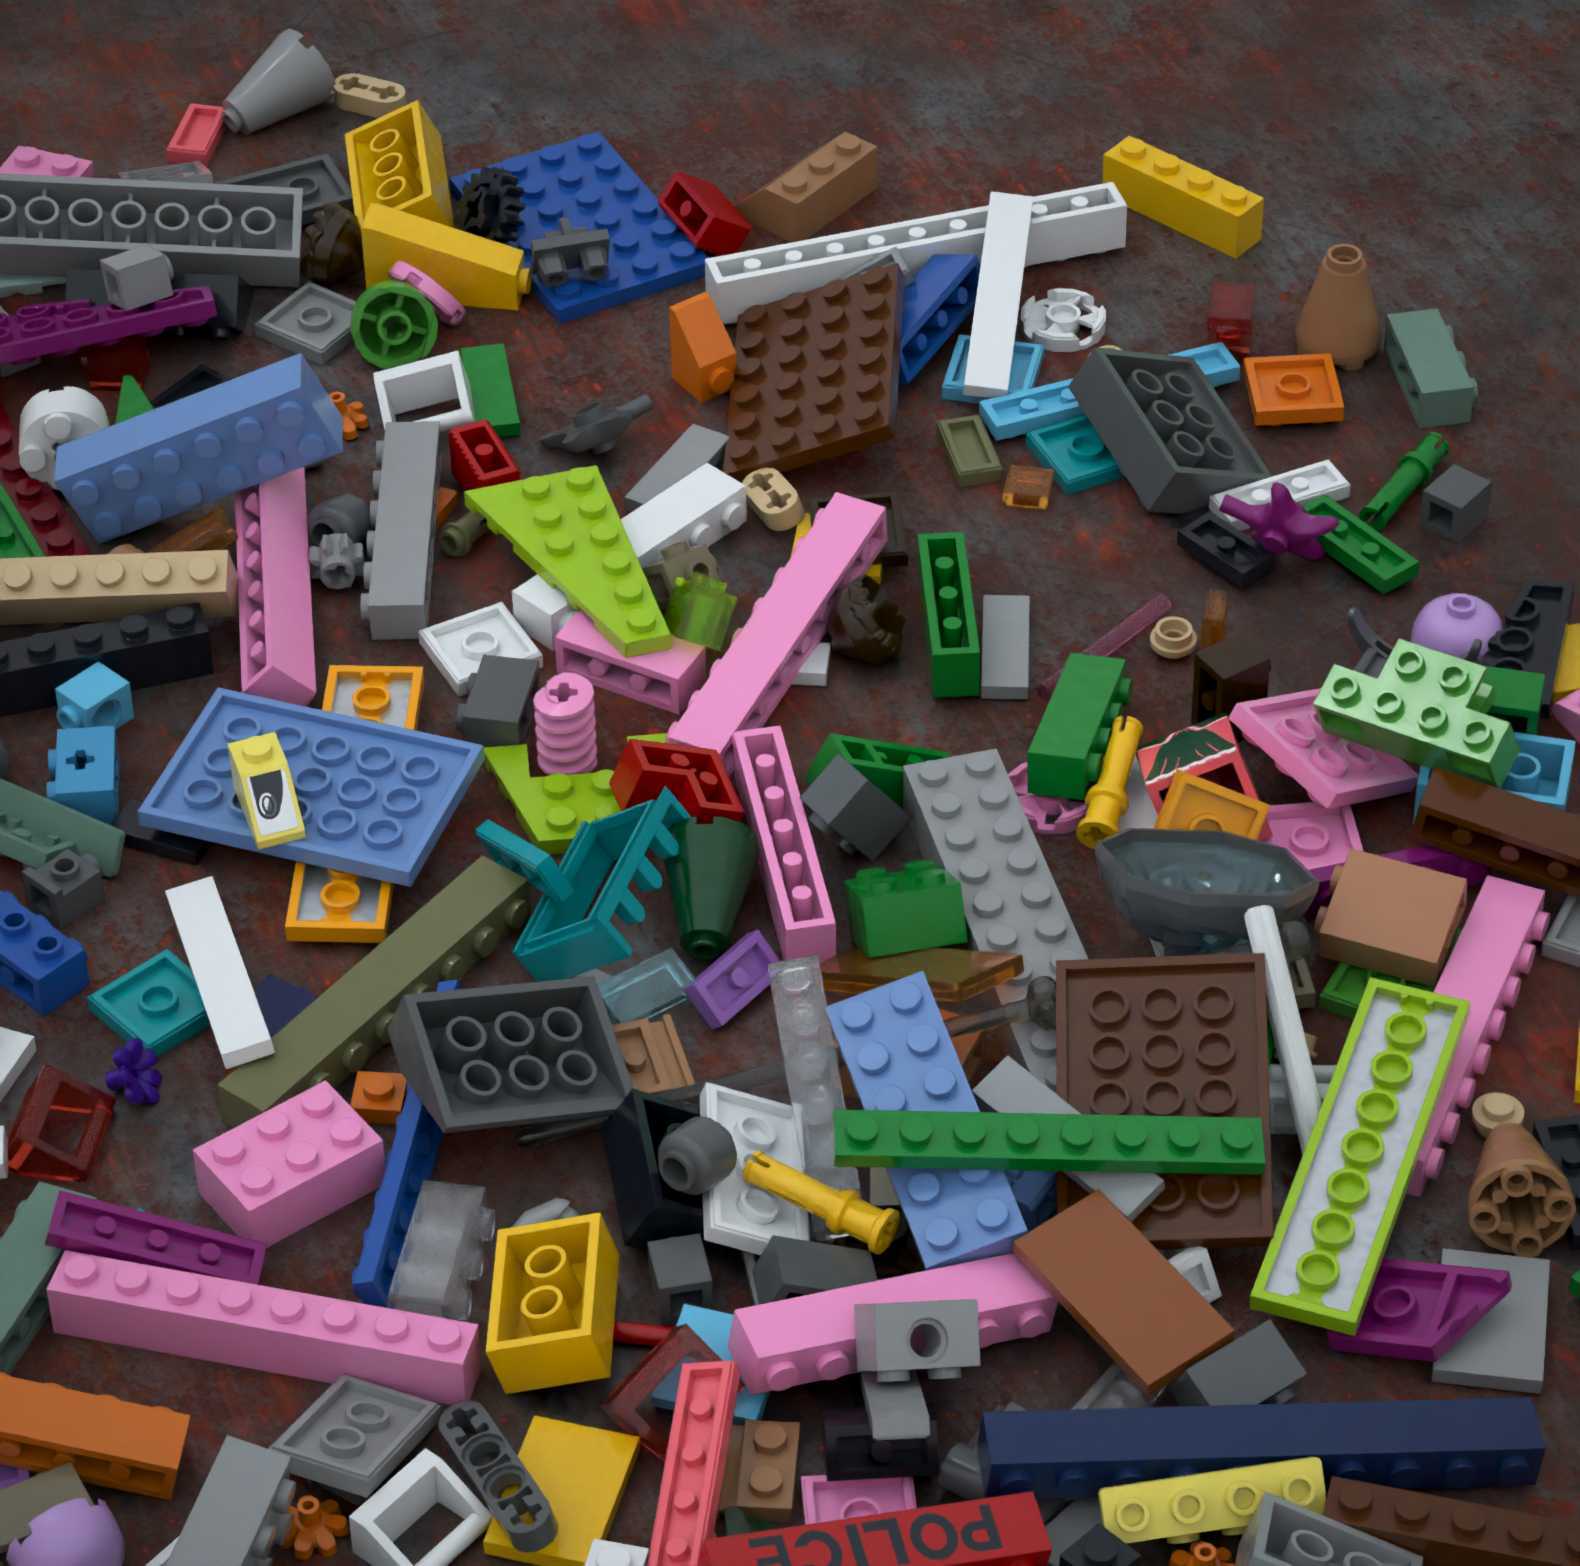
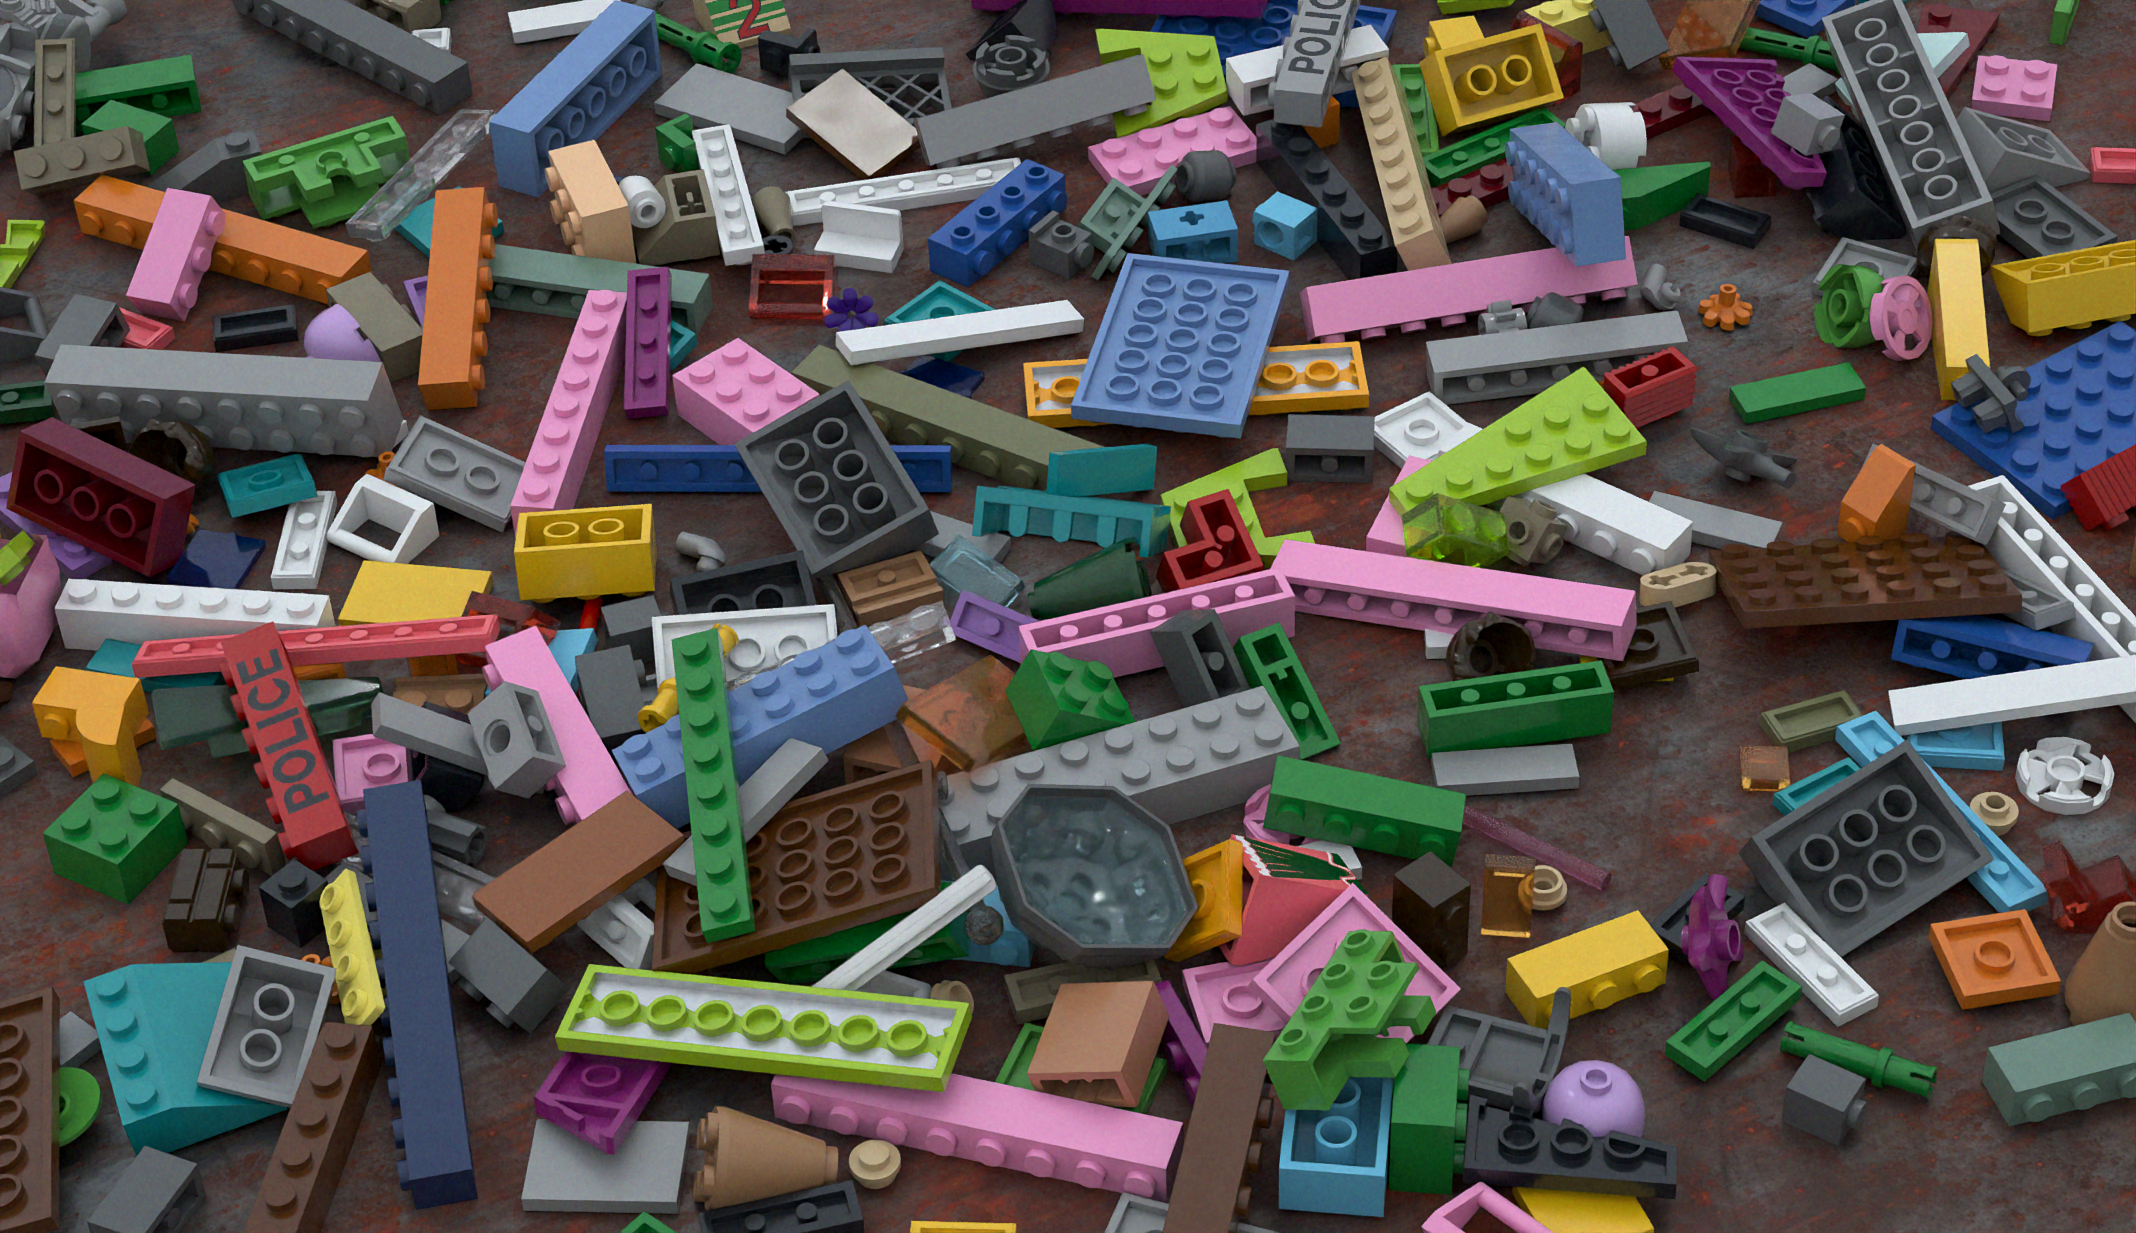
camera: 85 degrees right, 0 degrees up
(207, 533) = (1497, 241): clear orange tile -> none
(266, 790) = (1139, 301): light yellow slope -> none
(424, 385) = (1762, 330): white tile -> none
(442, 1251) = (680, 495): clear brick -> none
(491, 205) = (2040, 336): black gear -> none
(497, 1475) = (419, 553): dark grey beam -> none
(566, 725) = (1285, 477): bright pink piece -> none
(697, 1156) = (713, 588): dark grey head -> none
(733, 297) = (1953, 504): none -> light grey tile
(1107, 799) = (1316, 836): yellow pin -> none
(1291, 618) = (1594, 964): none -> yellow brick

